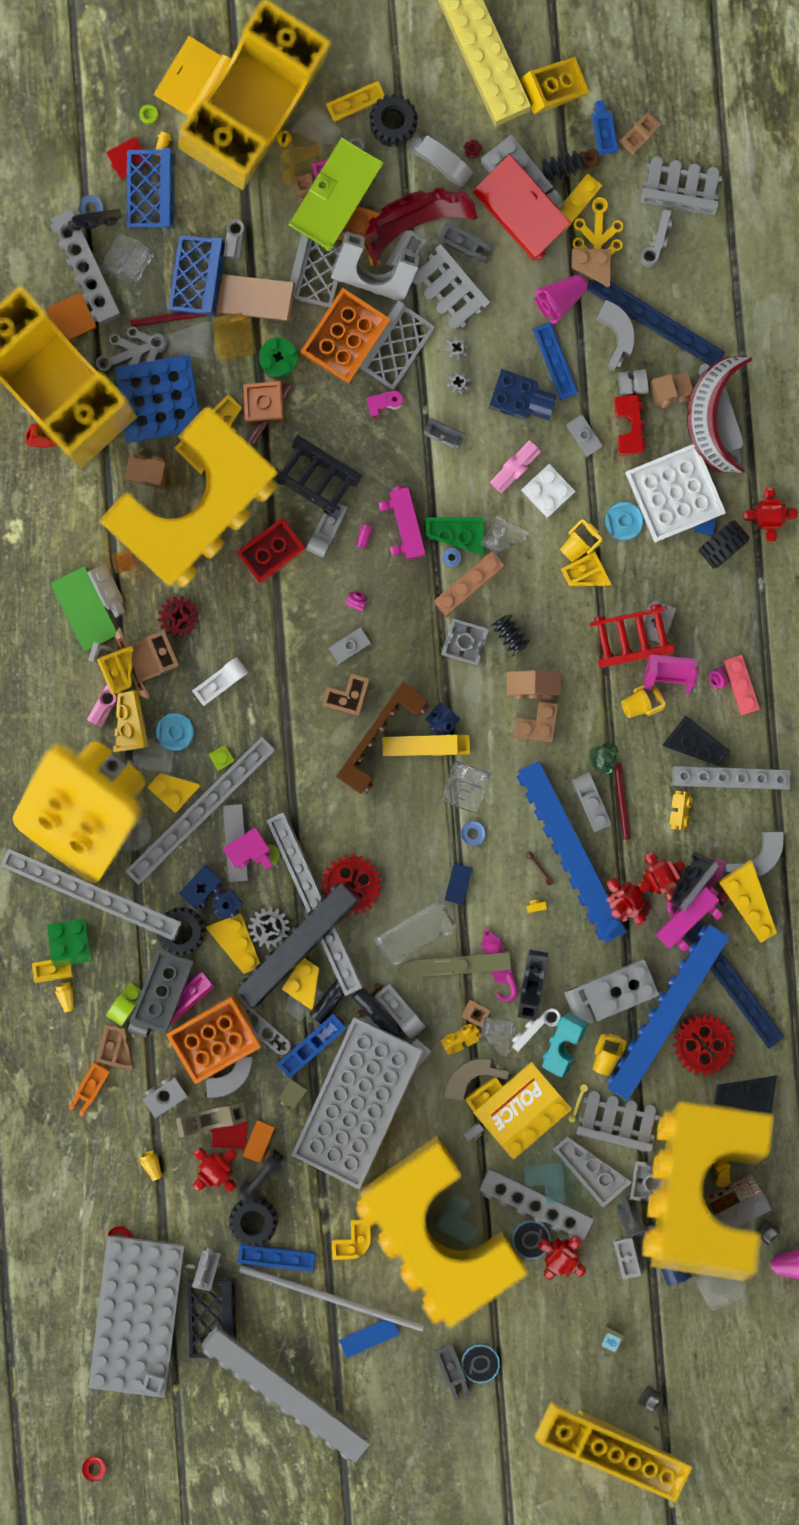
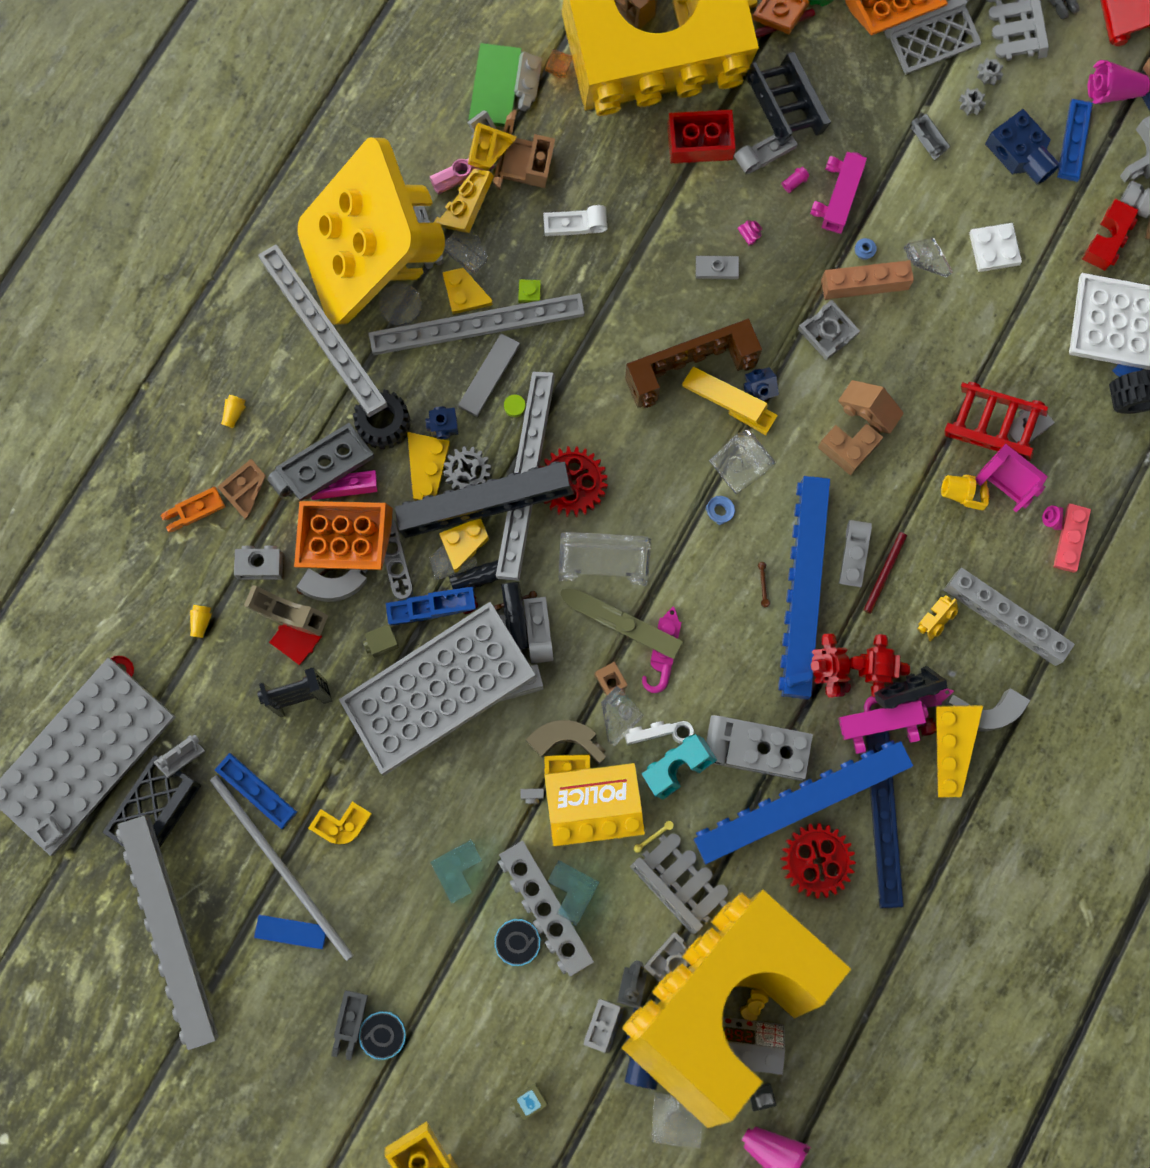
camera: 30 degrees right, 10 degrees down
(46, 971) = (237, 378): yellow plate -> none
(69, 942) = (271, 361): green brick -> none
(124, 1004) = (279, 451): lime brick -> none
(170, 615) = (578, 134): dark red gear -> none
(174, 732) = (502, 241): medium azure tile -> none
(190, 891) = (417, 392): dark blue brick -> none
(215, 1169) = (255, 662): red piece -> none
(248, 1237) = (244, 724): black tyre -> none
(249, 846) = (497, 382): dark pink hinge -> none
(258, 1141) = (323, 661): orange tile -> none
(348, 701) = (685, 311): medium nougat brick -> none
(388, 400) = (891, 76): dark pink leg -> none
(452, 1279) = (408, 814): yellow arch -> none
(453, 1042) = (588, 696): yellow hinge -> none
(458, 884) = (675, 548): dark blue tile -> none
(459, 532) = (885, 229): green wing -> none
(511, 634) = (876, 348): black piece -> none
(515, 467) = (978, 205): bright pink piece -> none
(532, 984) = (685, 686): black arch -> none
(536, 905) = (737, 616): yellow plate -> none
(562, 1257) = (536, 980): red piece -> none
(576, 546) = (993, 308): yellow piece -> none
(584, 435) = (1061, 220): light grey plate -> none
(586, 572) = (985, 340): yellow wing -> none
(594, 1174) = (624, 918): light grey wing -> none
(603, 758) = (894, 517): clear green piece -> none
(606, 1058) = (709, 810): yellow piece -> none
(624, 521) = (1050, 318): medium azure tile -> none
(696, 742) = (994, 562): black wing -> none
(747, 1094) = (839, 940): black wing -> none

